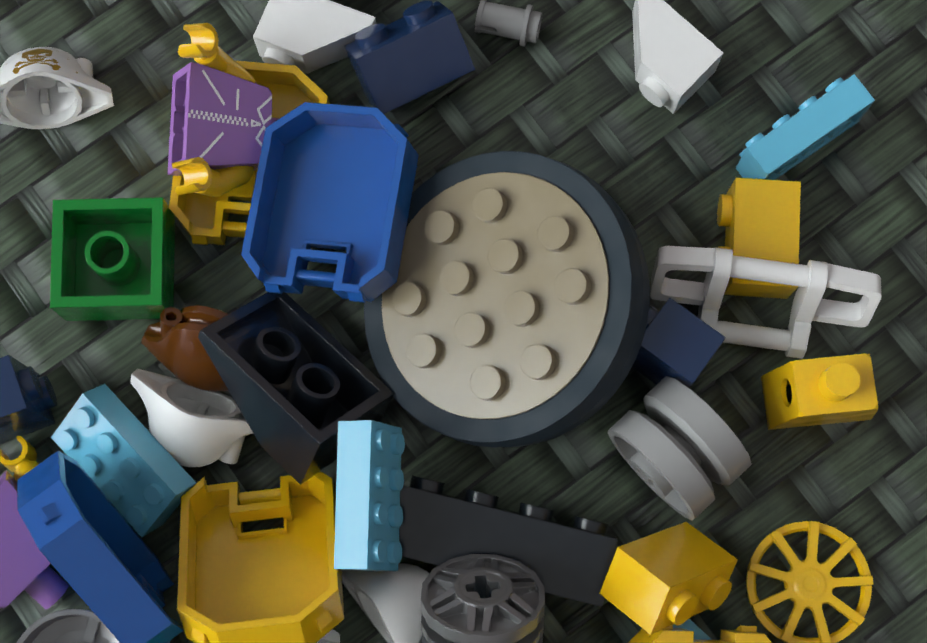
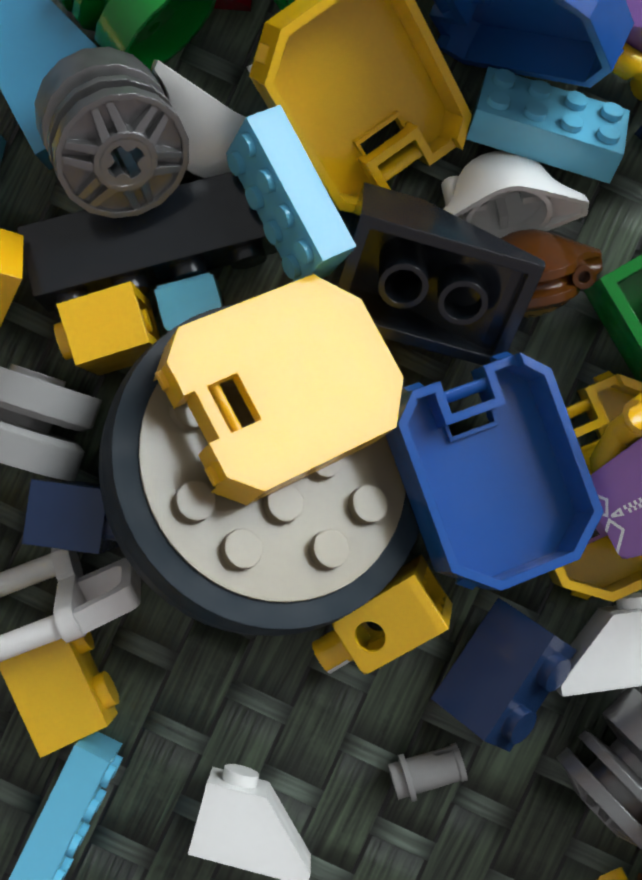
camera: 150 degrees right, 10 degrees up
(431, 342) = (306, 373): none -> yellow piece
(468, 130) = (409, 612): none -> yellow torso
(494, 472) = (187, 298): none -> medium azure slope
(572, 479) = (106, 328): none -> yellow brick

